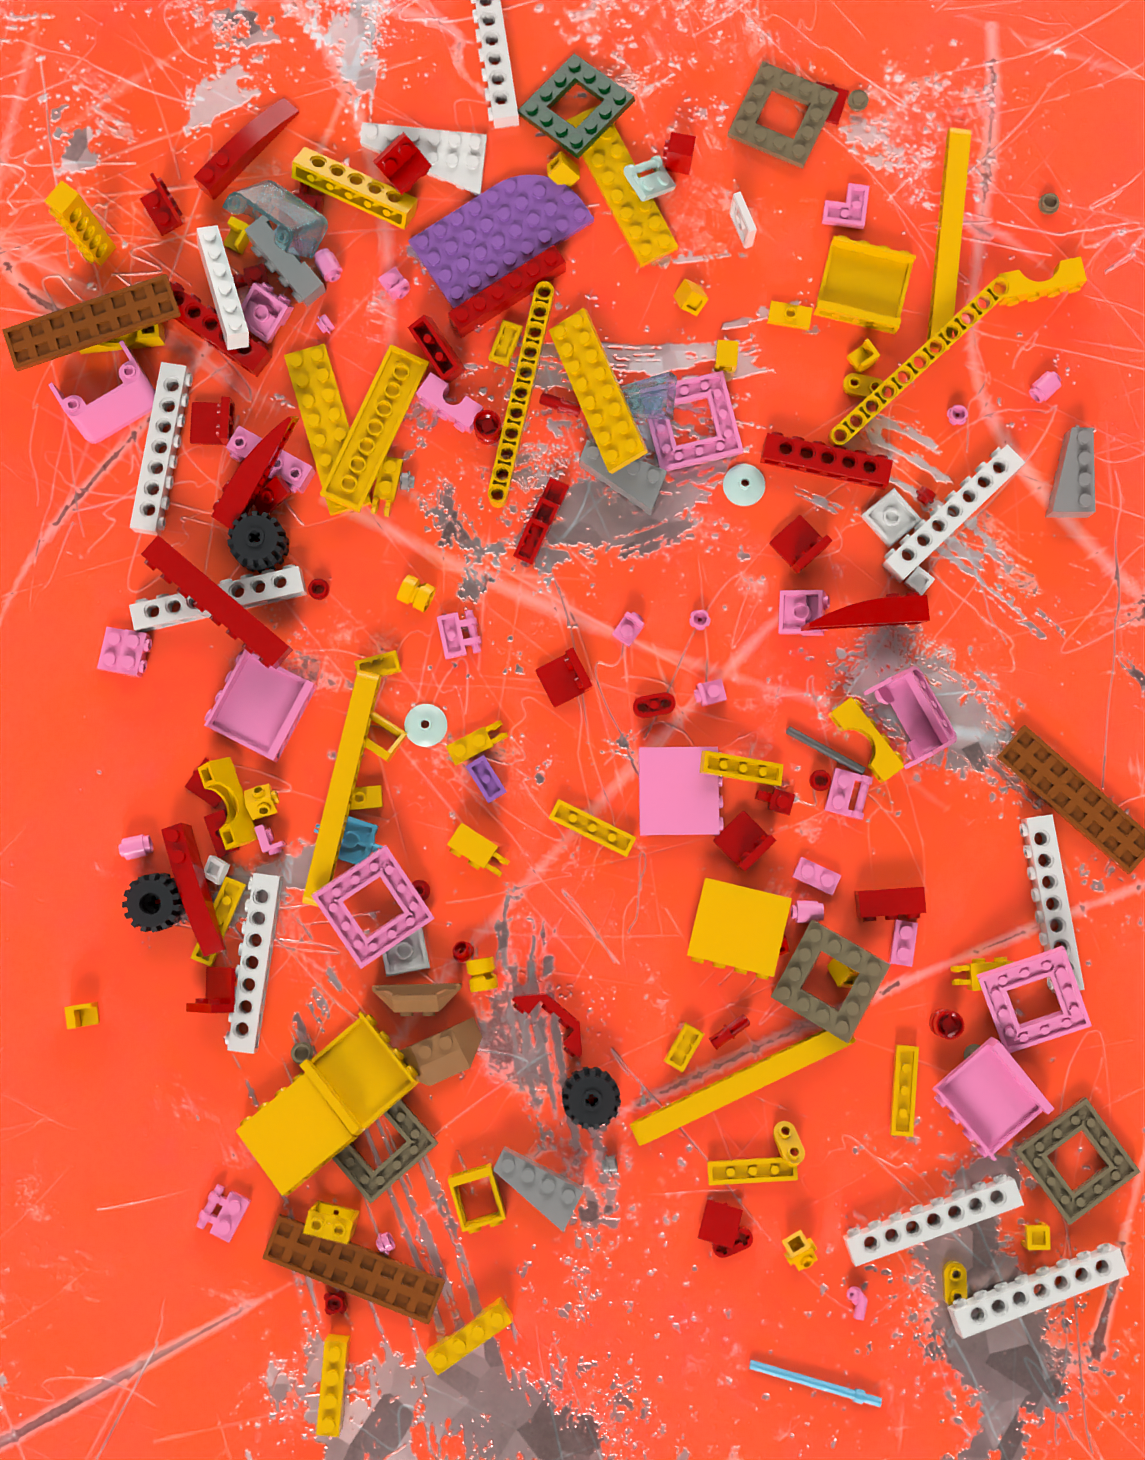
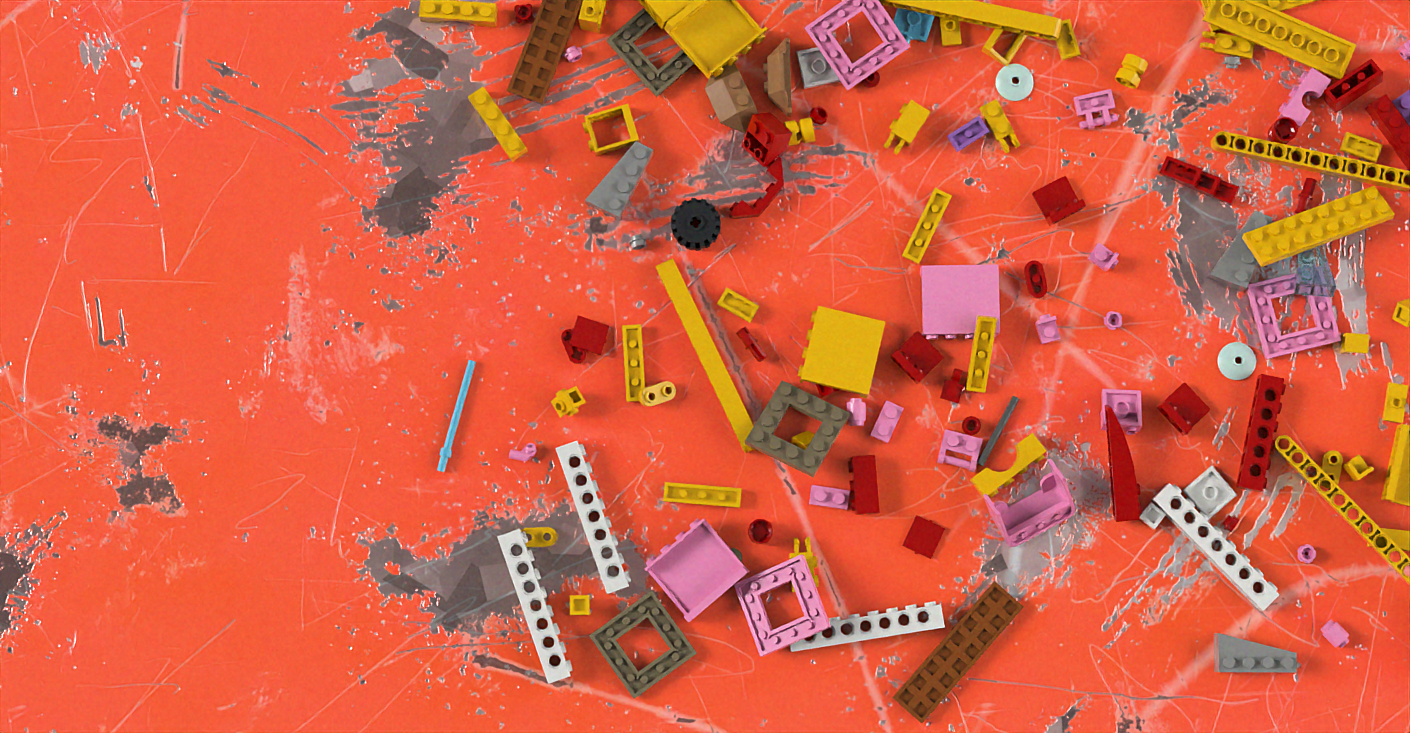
camera: 90 degrees right, 0 degrees up
(490, 1014) = (766, 138): none -> red slope
(946, 836) = (923, 537): none -> red piece

